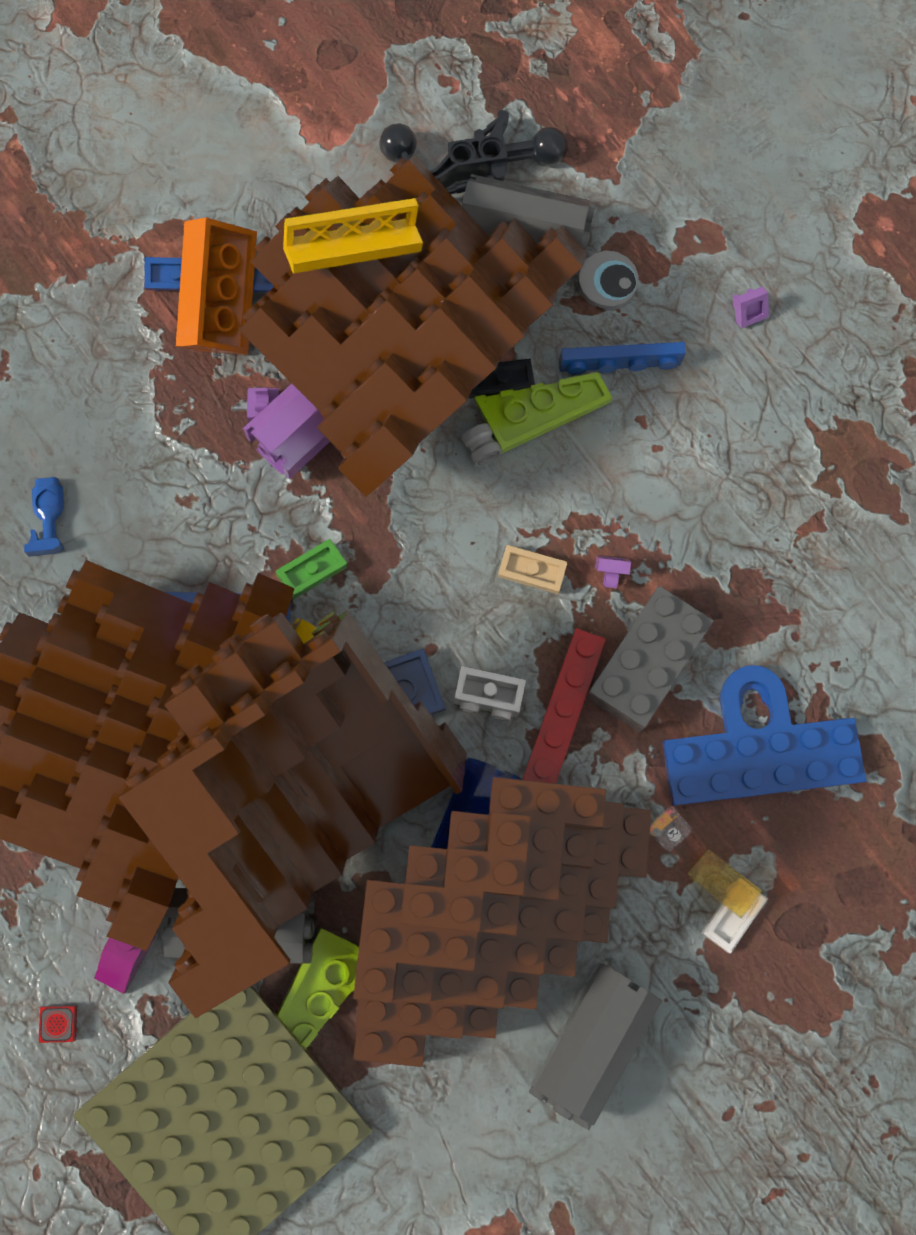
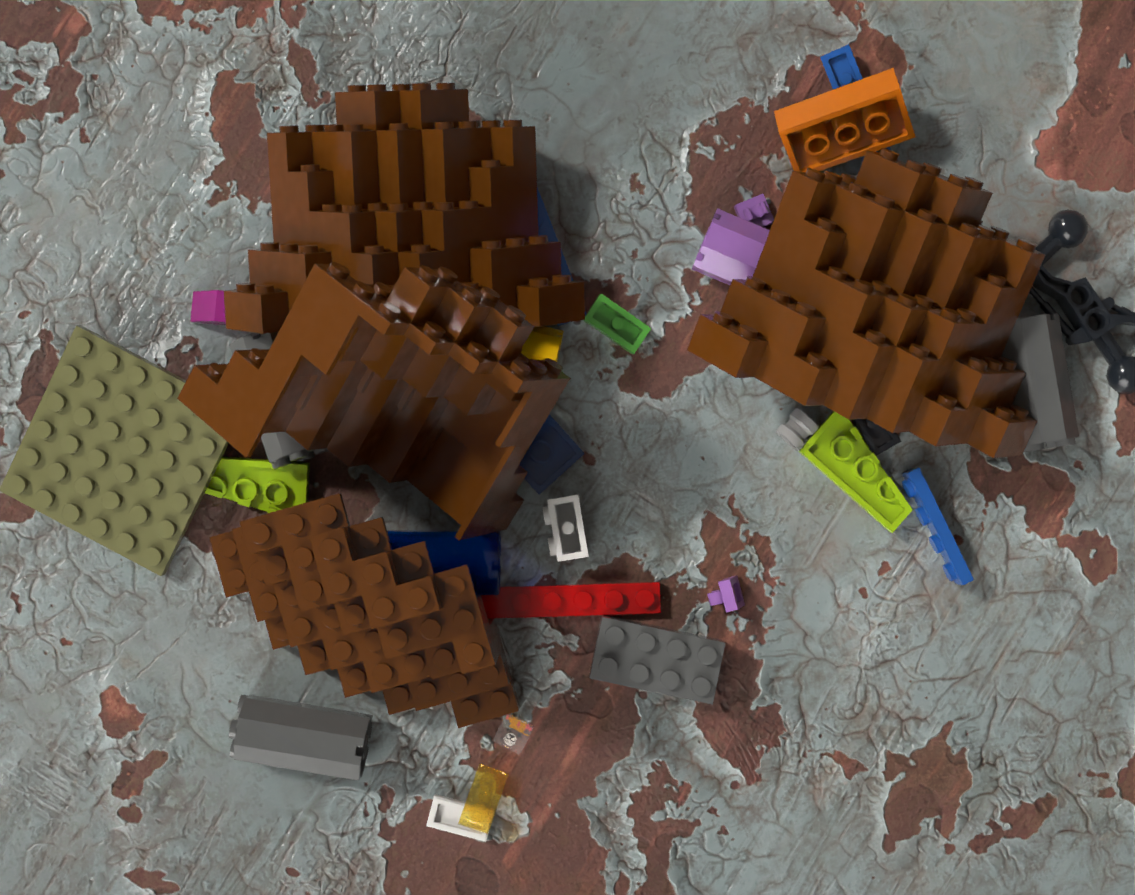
camera: 75 degrees right, 10 degrees up
(47, 506) = (578, 65): blue piece -> none
(57, 1024) = (145, 278): tile -> none
(351, 241) = (918, 239): yellow fence -> none
(532, 569) = (698, 522): tan plate -> none
(608, 280) = (1012, 484): tile -> none
(751, 306) = (1040, 630): medium lavender tile -> none
(764, 759) = (609, 797): blue plate -> none

